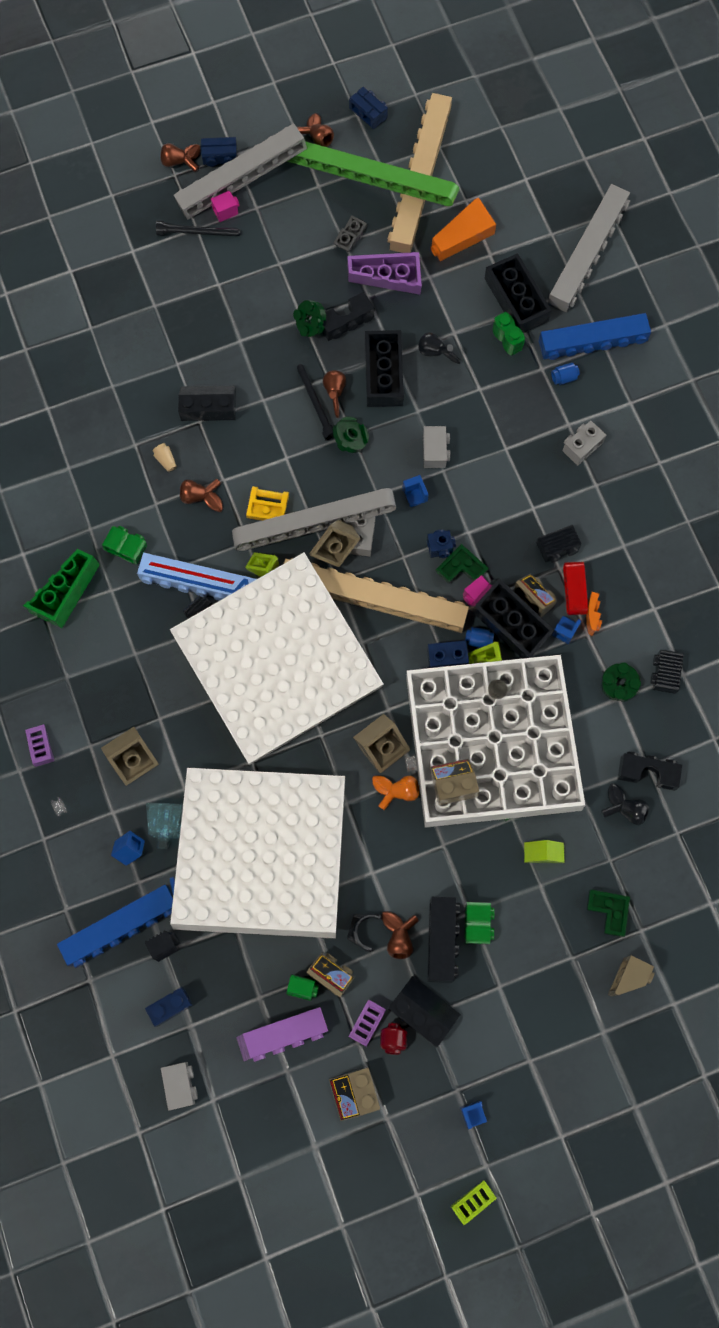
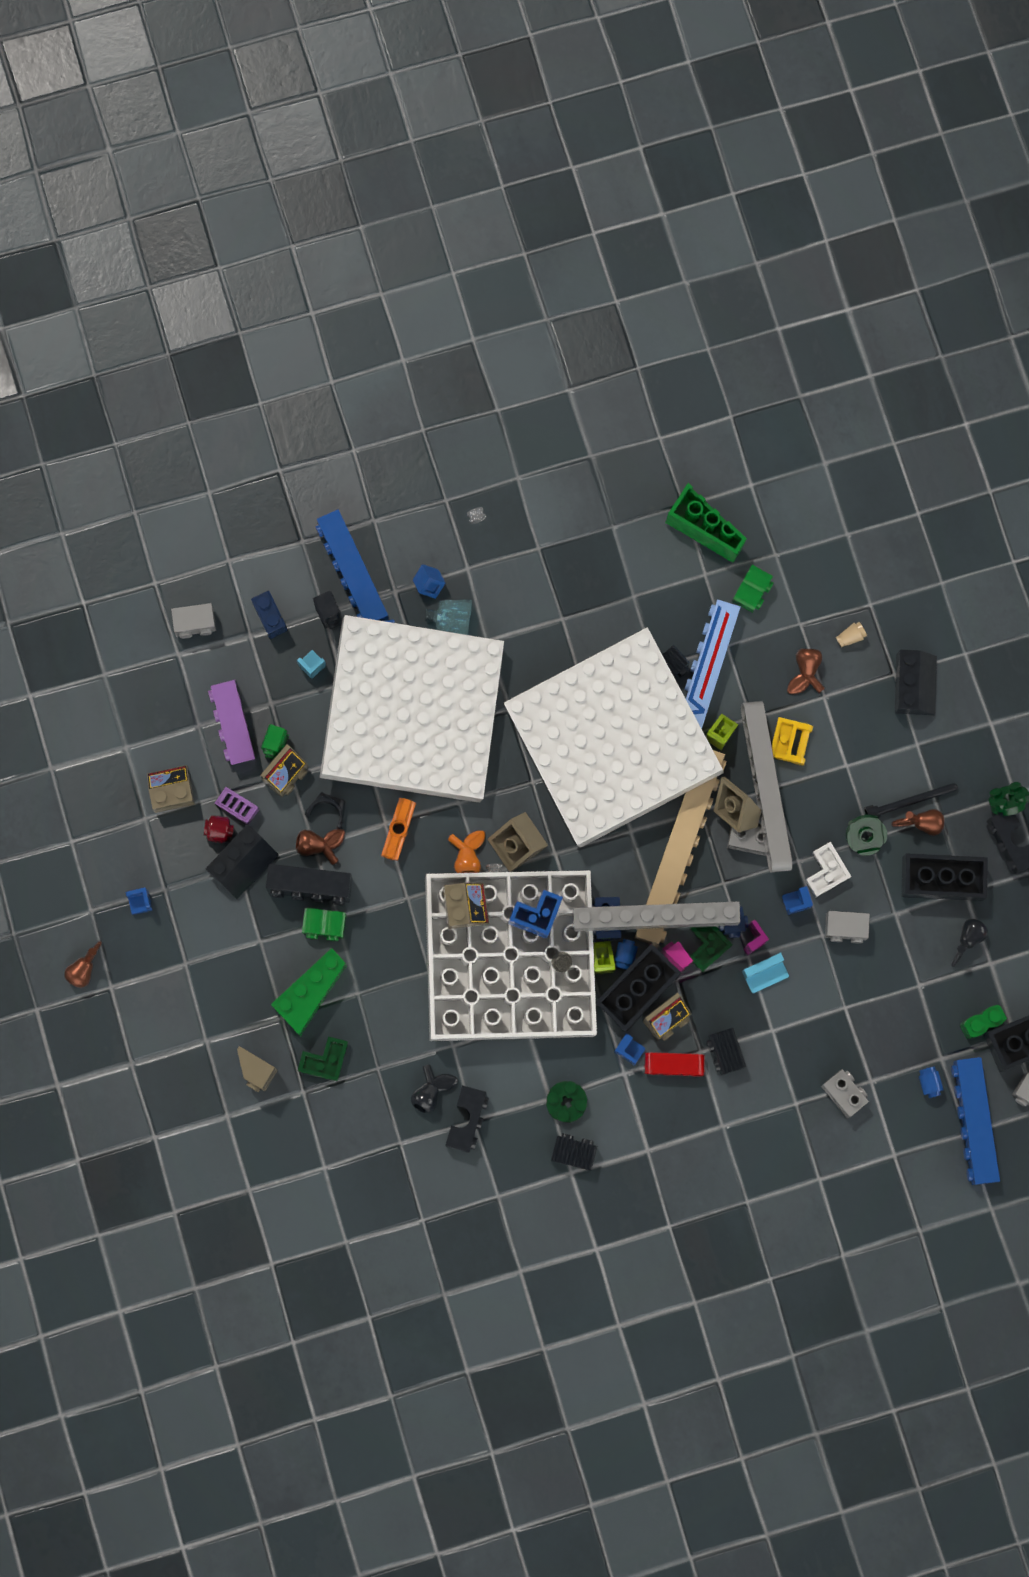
camera: 90 degrees right, 5 degrees up
(37, 761) = (543, 504): medium lavender slope -> none
(129, 756) = (523, 586): dark tan slope -> none
(217, 959) = (311, 664): none -> medium azure panel
(365, 854) = (402, 816): none -> orange piece
(386, 463) = (832, 871): none -> white plate
(447, 606) = (656, 916): none -> light grey brick
(458, 519) = (760, 936): none -> magenta panel
(459, 708) = (538, 919): none -> blue brick
(478, 1208) = (51, 877): lime slope -> none
(482, 515) = (765, 973): none -> medium azure panel
(543, 852) = (391, 1000): lime slope -> none
(548, 932) = (306, 995): none -> green wedge
(552, 1170) = (80, 971): none -> copper piece
(592, 617) = (637, 1079): orange slope -> none

